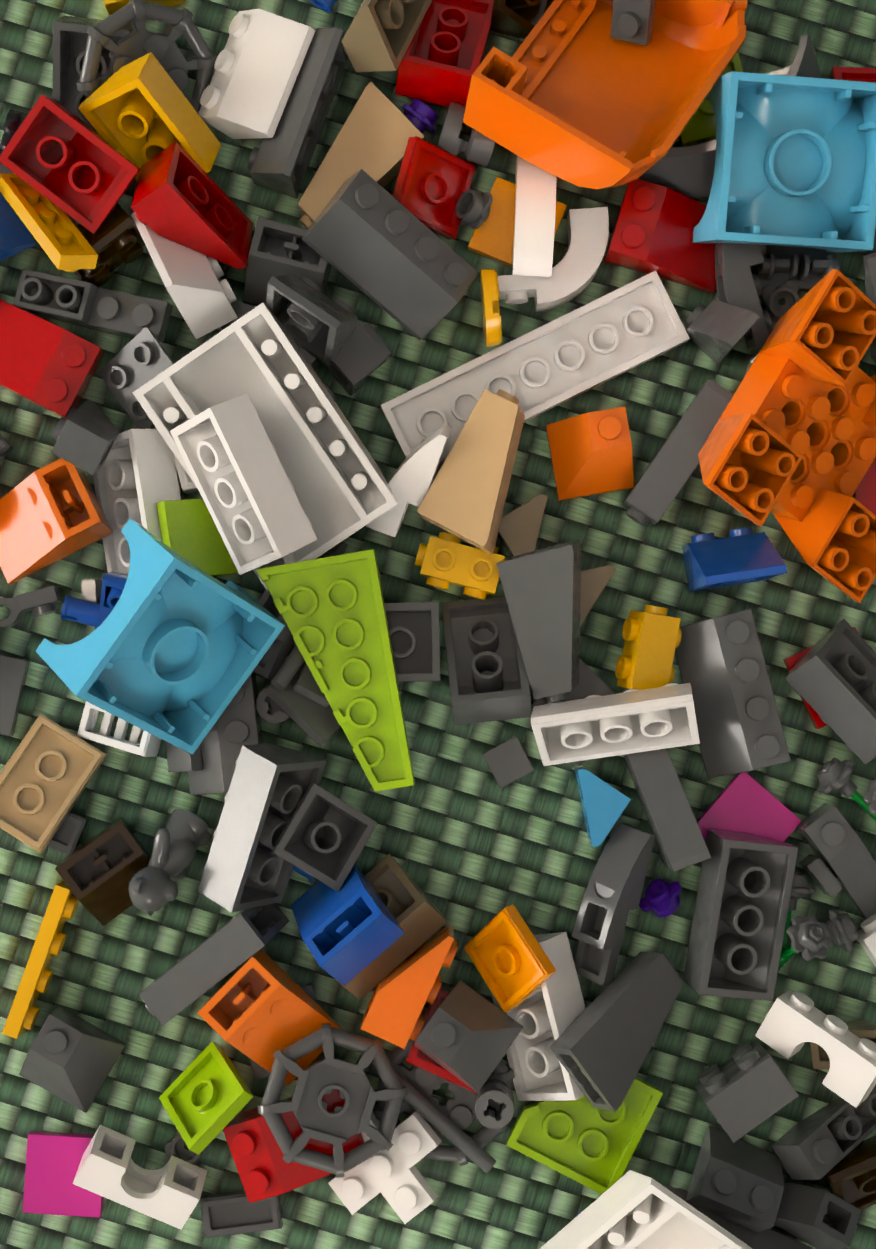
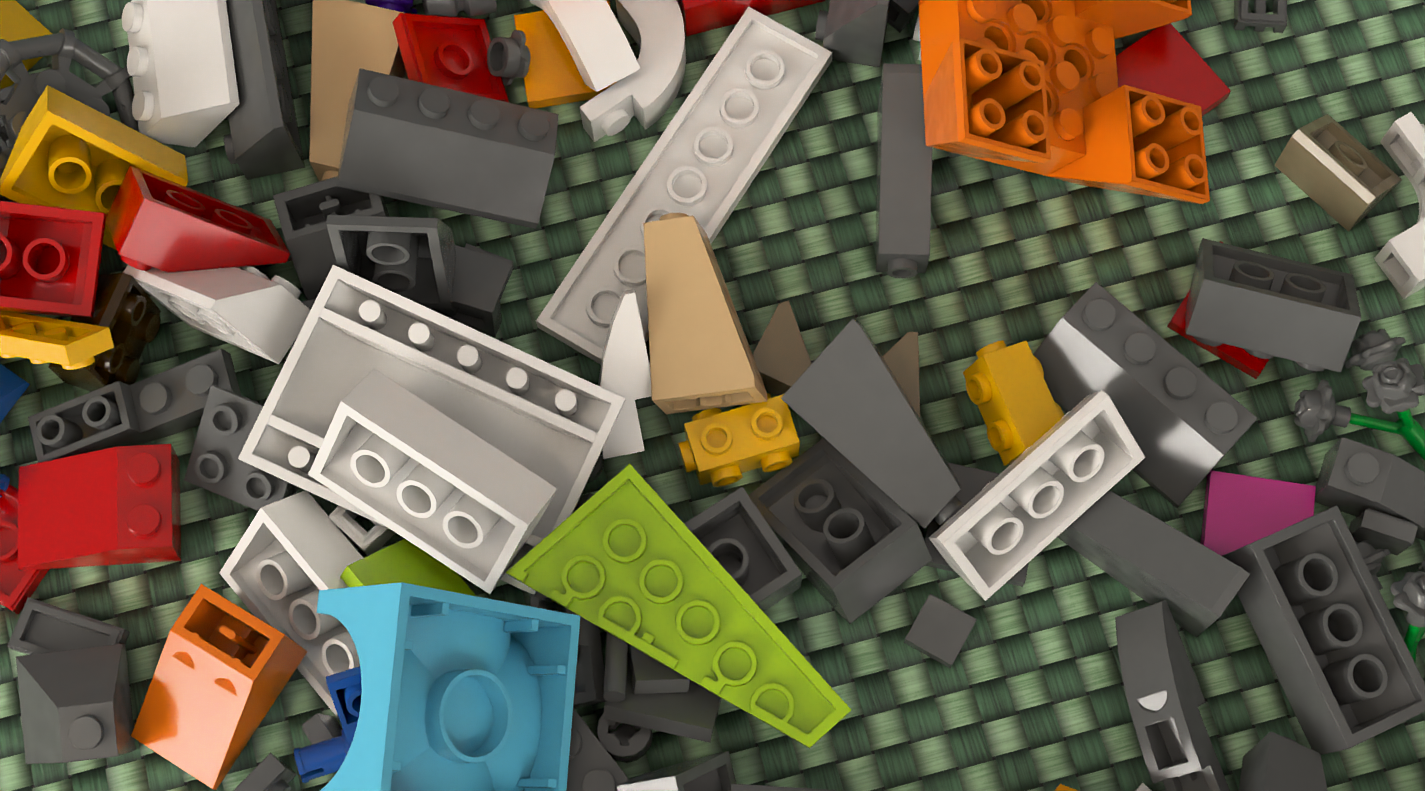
camera: 30 degrees left, 15 degrees down
(85, 437) = (210, 554): dark grey slope -> none
(490, 307) = (596, 148): yellow tile -> none
(591, 453) = (806, 232): orange slope -> none
(600, 805) = (1078, 609): dark azure slope -> none
(661, 898) = (1223, 674): dark purple plate -> none
(730, 560) = (1039, 248): blue slope -> none

